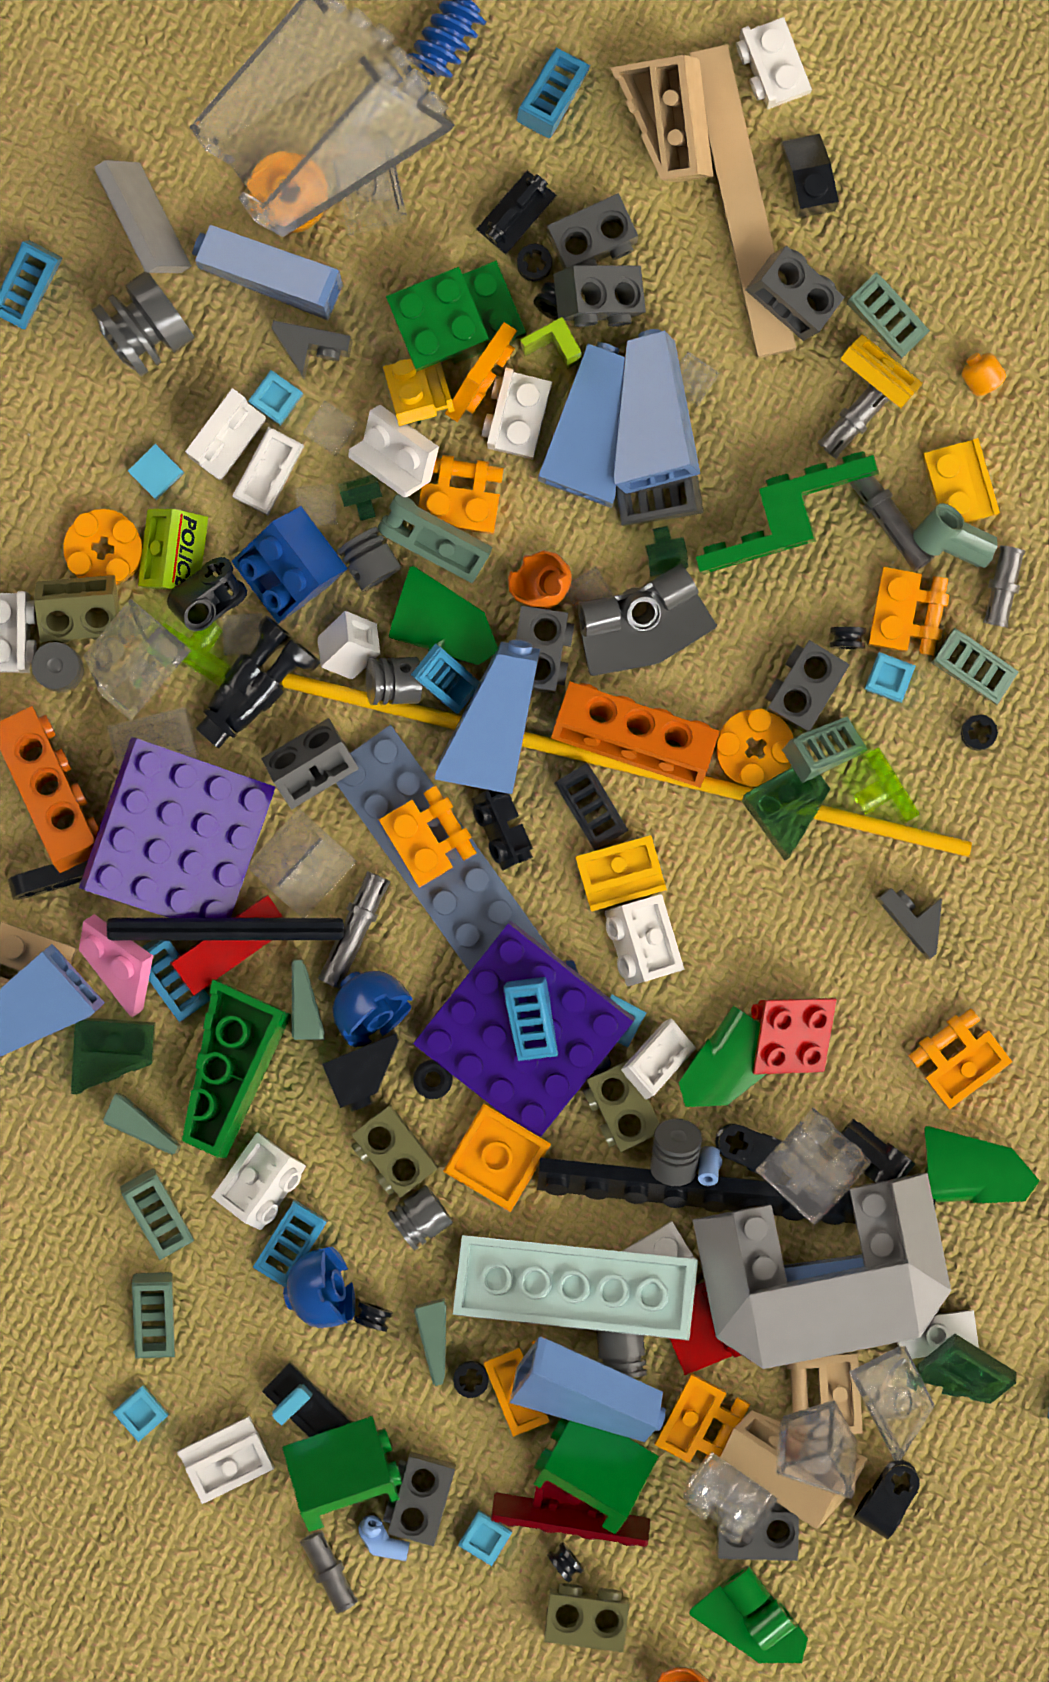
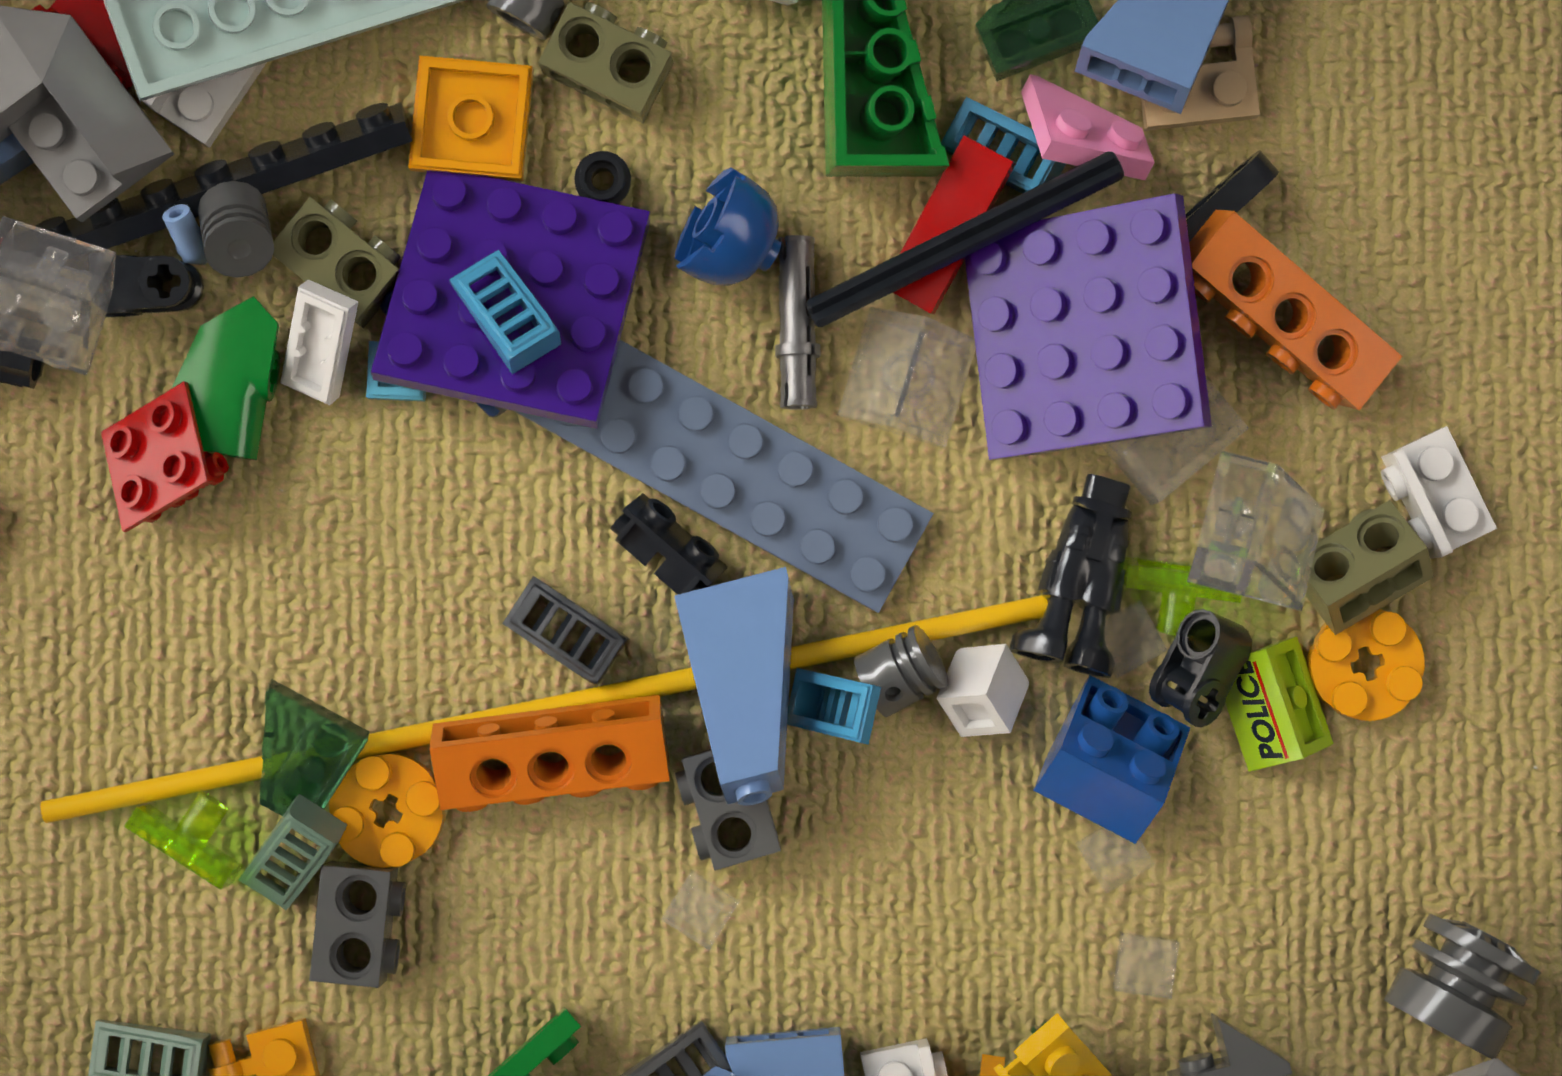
camera: 155 degrees right, 0 degrees up
(57, 667) = (1350, 478): dark grey piece -> none
(155, 472) = (1346, 797): medium azure tile -> none
(225, 435) = (1280, 890): white bracket -> none
(268, 471) = (1200, 869): white plate -> none
(275, 397) = (1237, 971): medium azure tile -> none
(305, 1012) = (808, 185): sand green slope -> none
(310, 763) = (958, 509): dark grey brick -> none
(361, 493) = (1064, 898): clear green tile -> none
(361, 1072) = (700, 142): black slope -> none
(369, 559) = (1011, 816): dark grey piece -> none
(395, 453) = (1044, 973): white bracket -> none
(416, 842) = (769, 473): light orange plate -> none
(434, 539) = (938, 884): sand green plate -> none
(436, 615) = (883, 784): green panel -> none
(460, 507) = (927, 942): light orange plate -> none
(541, 580) = (771, 896): orange hair -> none
(621, 873) = (484, 562): yellow plate -> none
(643, 940) = (413, 488): white bracket -> none
(665, 552) = (624, 1011): clear green tile -> none
(671, 622) = (575, 924): dark grey panel -> none
(847, 637) = (332, 1014): black bush -> none
(889, 677) = (254, 988): medium azure tile -> none
(920, 929) = (56, 679): dark grey slope -> none
(983, 721) = (106, 988): black bush -> none

